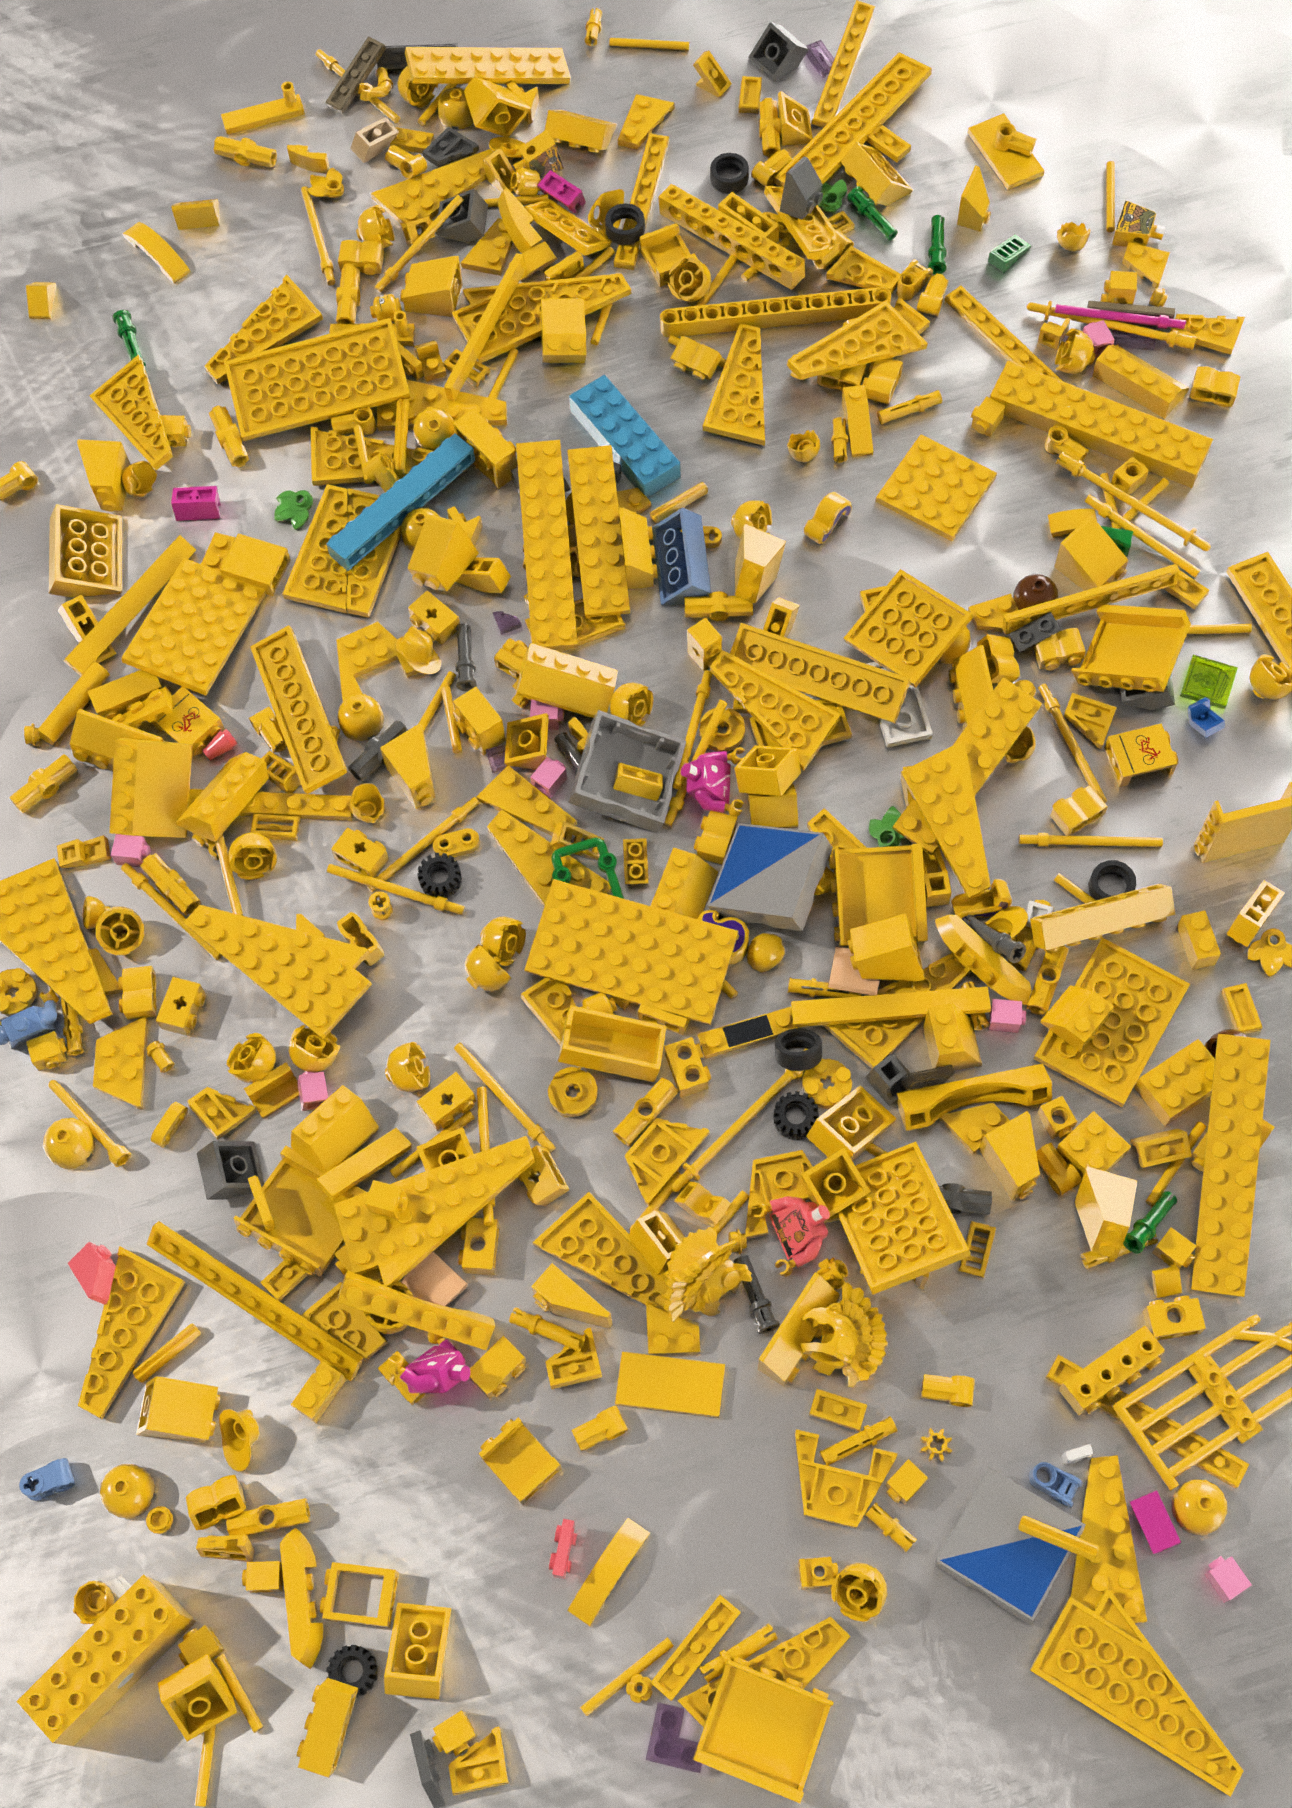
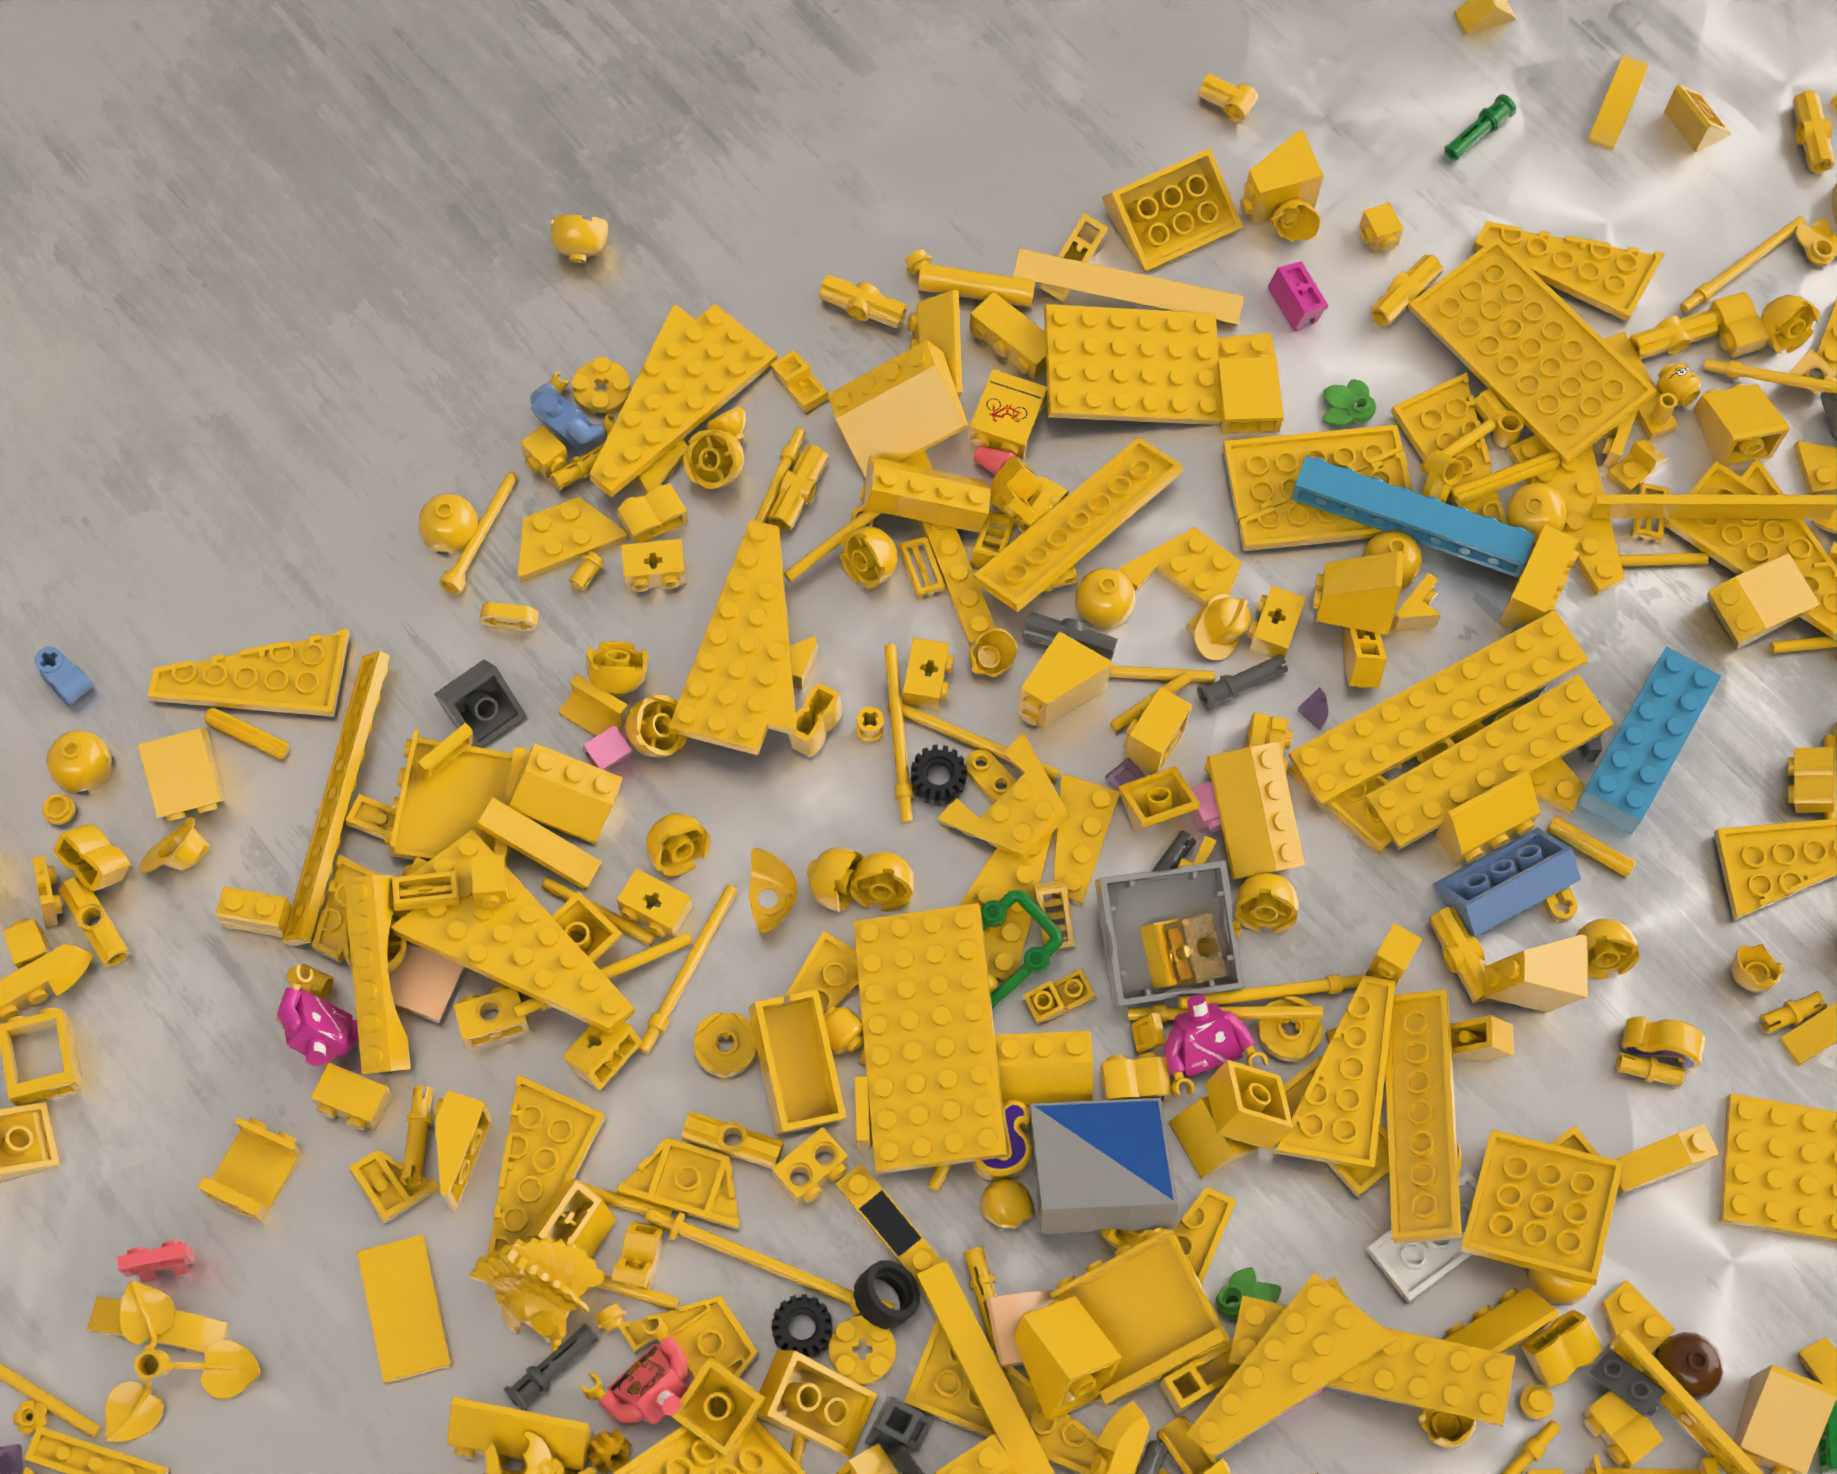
camera: 60 degrees right, 0 degrees up
(94, 1271) = (304, 615): coral slope -> none
(129, 850) = (820, 426): bright pink brick -> none
(133, 409) = (1383, 171): yellow wing -> none
(157, 702) = (996, 362): yellow wing -> none
(219, 1111) = (545, 662): yellow wing -> none
(248, 738) = (1013, 488): none -> yellow brick
(372, 1272) = (427, 901): none -> yellow tile
(461, 1012) = (775, 875): none -> yellow piece
(497, 832) = (1021, 815): none -> yellow wing
(549, 777) = (1125, 846): bright pink brick -> none
(601, 1569) = (130, 1406): none -> yellow plant
(605, 1426) = (325, 1251): yellow piece -> none
(646, 760) = (1194, 950): none -> clear yellow brick
(670, 1336) = (464, 1296): yellow wing -> none
(687, 815) = (1148, 1033): none -> yellow tile
(841, 534) = (1650, 1069): none -> yellow pin
(903, 545) = (1667, 1158): none -> yellow slope

